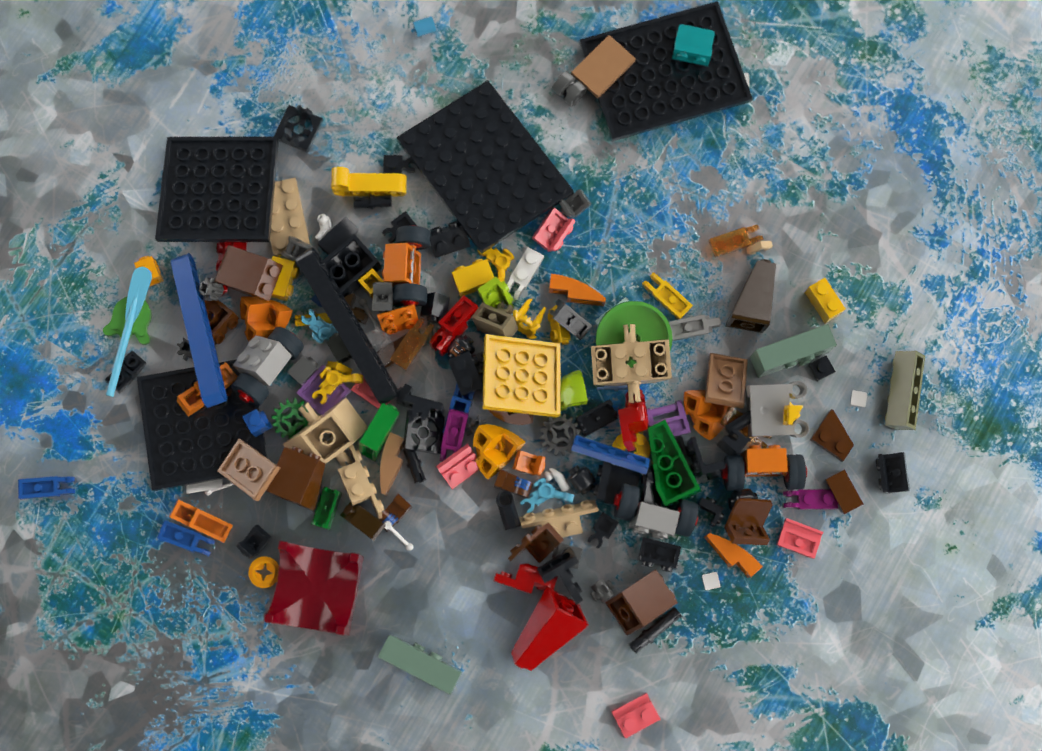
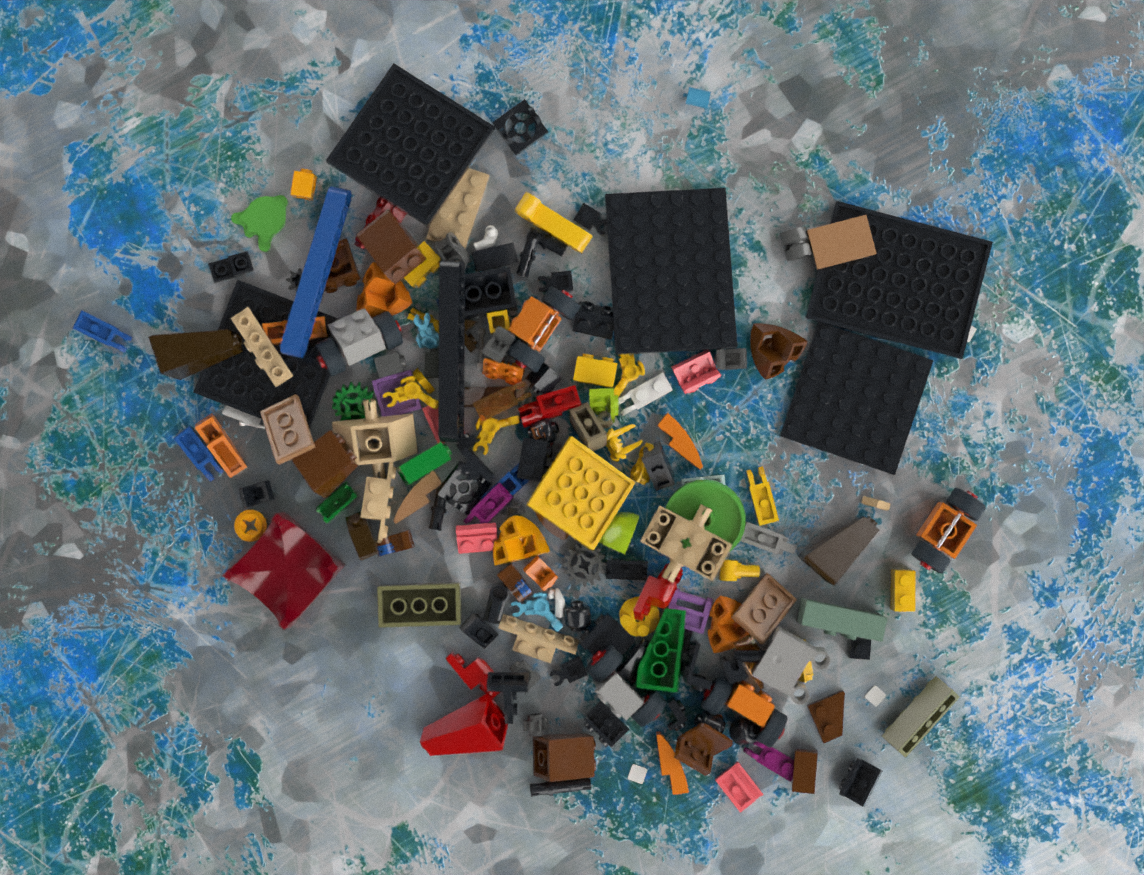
camera: 35 degrees right, 10 degrees up
(132, 454) = (190, 352): none -> dark brown slope
(136, 296) = (280, 202): medium azure piece -> none
(188, 415) = (258, 342): none -> tan bracket
(211, 289) = (348, 239): dark grey gear -> none
(257, 422) = (320, 389): blue brick -> none
(364, 220) = (527, 256): none -> black pin
(409, 546) = (382, 552): white hinge -> none
(416, 372) = (489, 428): none -> yellow piece
(420, 664) = (338, 692): sand green brick -> none
(445, 549) = (419, 604): none -> olive brick
(504, 540) = (478, 630): none -> black slope
(539, 544) = (505, 651): reddish brown bracket -> none
(603, 176) = (773, 348): none -> reddish brown brick
(610, 454) = (616, 612): blue tile -> none
(635, 715) = (498, 847): coral plate -> none
(682, 366) = (732, 570): none -> yellow pin
(691, 178) = (856, 398): none -> black plate
(693, 45) = (939, 273): teal bracket -> none
(734, 240) = (856, 482): clear orange hinge -> none
(774, 488) = (744, 731): none -> black head
(791, 413) = (799, 679): yellow slope -> none
(828, 231) = (947, 530): none -> brick

